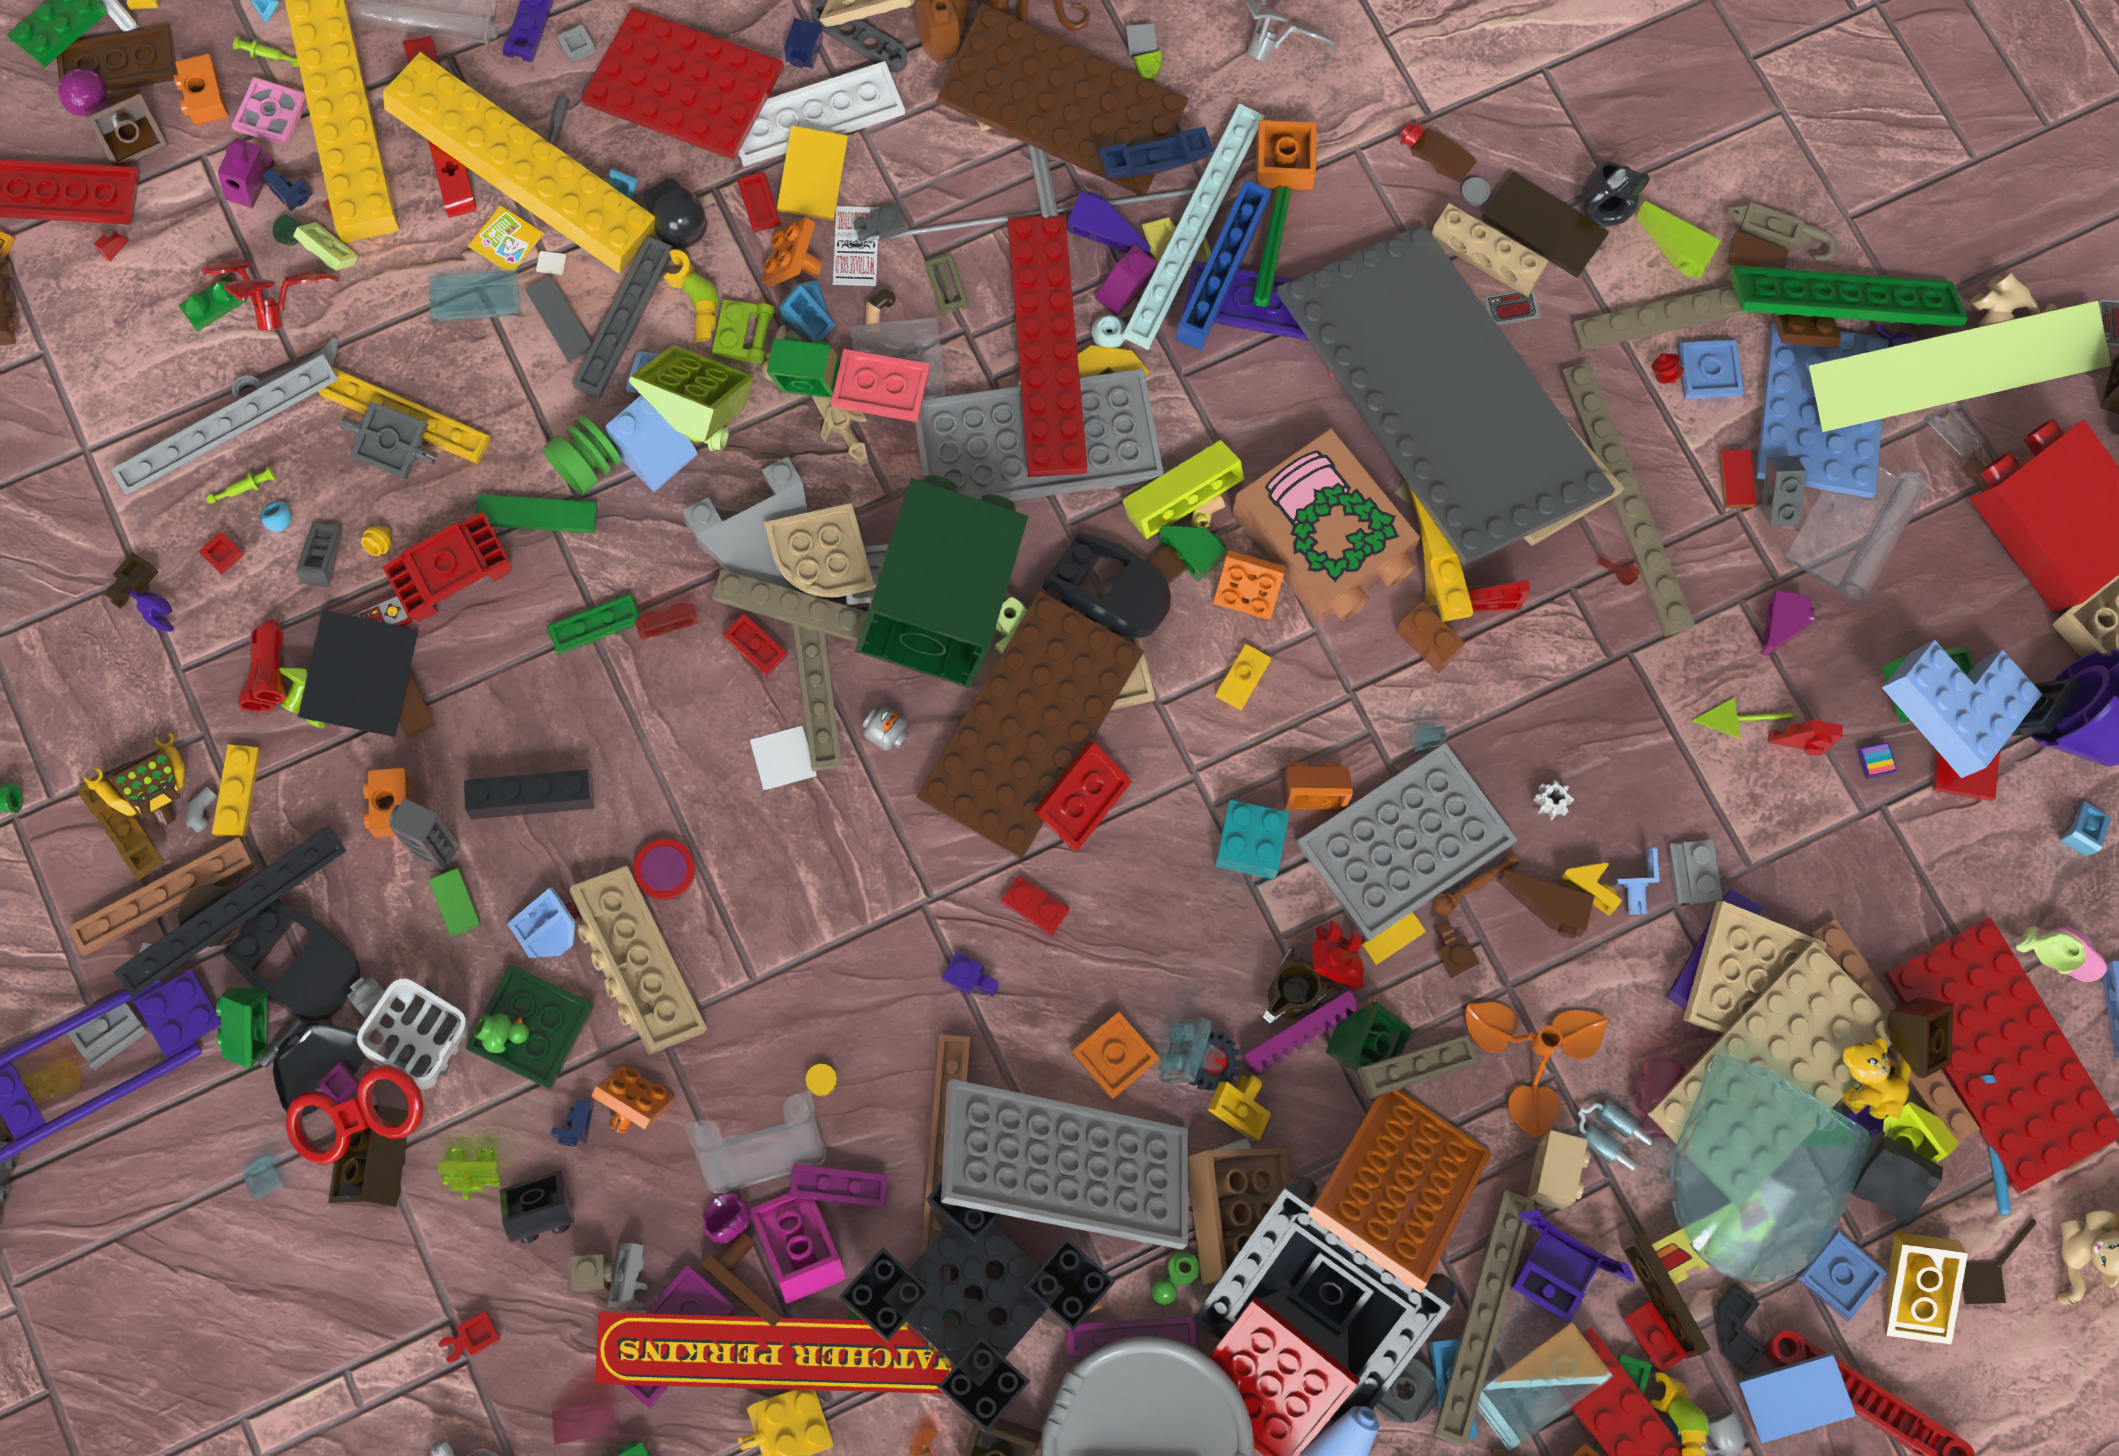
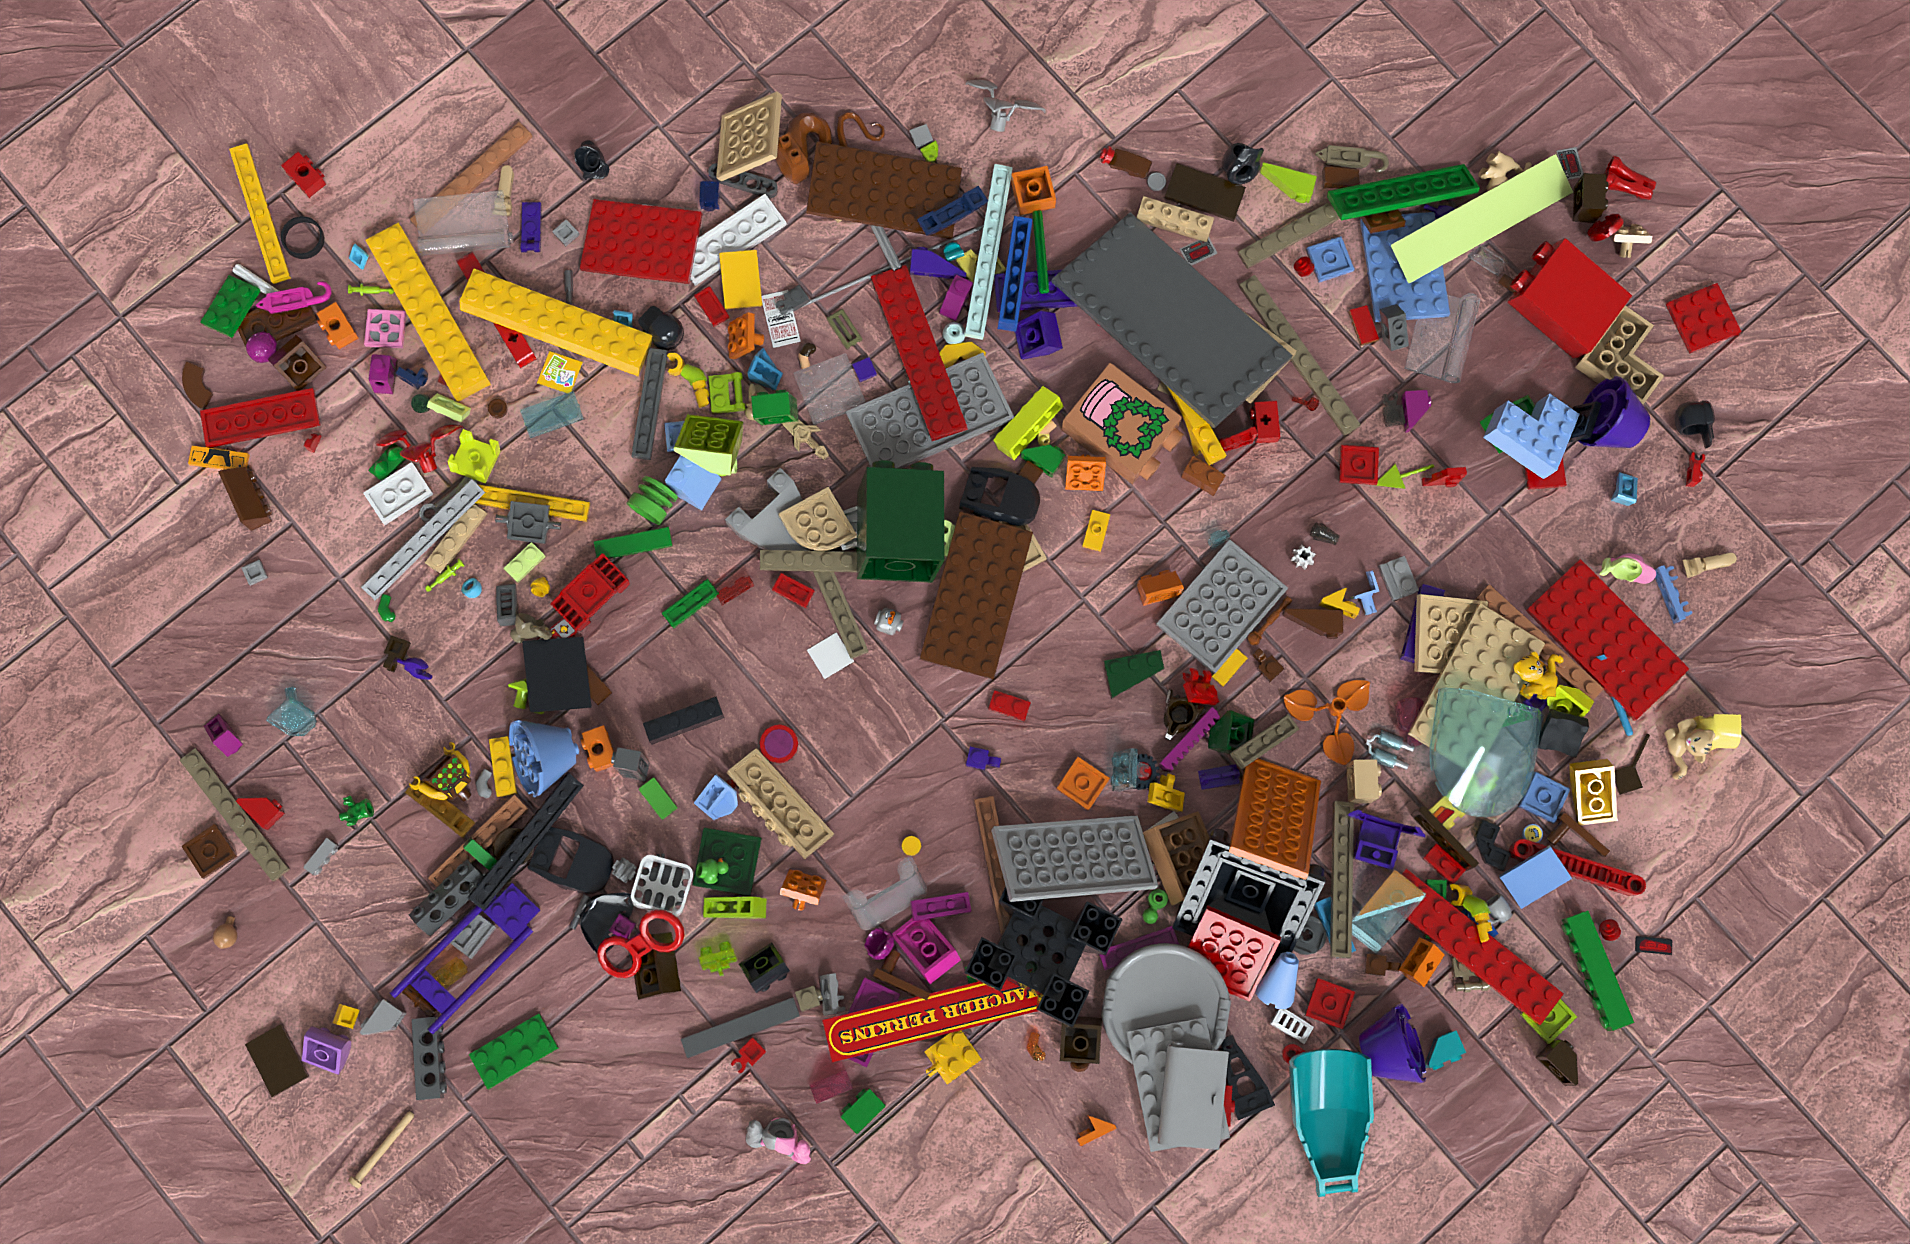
camera: 15 degrees left, 5 degrees up
(78, 979) = (446, 898): none -> dark grey brick
(112, 1230) = (513, 1051): none -> green plate
(135, 514) = (383, 609): none -> green arm
(149, 35) = (293, 299): none -> dark pink plate
(155, 910) = (479, 853): none -> green piece
(211, 350) = (398, 493): none -> white plate
(221, 553) = (446, 621): red plate -> none
(243, 1025) = (555, 908): green slope -> none
(263, 1177) = (594, 995): clear light blue slope -> none
(264, 682) = (499, 693): red piece -> none
(276, 437) = (455, 539): none -> tan plate
(298, 784) = (541, 754): none -> medium blue cone
(339, 326) = (474, 457): none -> neon yellow panel
(340, 594) = (527, 628): none -> dark tan hair
(365, 498) = (524, 562): none -> yellowish green plate
(397, 267) = (497, 408): none -> reddish brown tile
(471, 1290) = (740, 1027): none -> dark grey tile
(521, 1100) = (735, 907): none -> lime slope
(551, 263) = (592, 380): white sticker -> none
(559, 318) = (609, 415): dark grey tile -> none
(579, 1120) = (773, 908): dark blue bracket -> none
(880, 385) = (824, 406): coral plate -> none
(959, 350) = (864, 369): none -> dark purple tile
(1082, 796) = (1020, 631): red plate -> none
(1140, 212) = (952, 251): none -> teal plate
(1235, 366) = (1038, 335): none -> dark purple slope
(1240, 902) = (1131, 670): none -> dark green wing
(1252, 839) = (1129, 630): teal brick -> none
(1332, 1103) = (1219, 777): none -> dark purple hinge
(1555, 567) = (1269, 412): none -> red brick
(1593, 772) = (1324, 534): none -> clear smoke cone
(1676, 683) = (1359, 464): none -> red plate
(1749, 619) = (1393, 413): none -> clear smoke plate
(1810, 1326) = (1533, 833): none -> tile
(1870, 1326) = (1567, 823): none -> reddish brown piece
(1877, 760) = (1490, 480): tile -> none
(1923, 1034) = (1557, 642): dark brown slope -> none

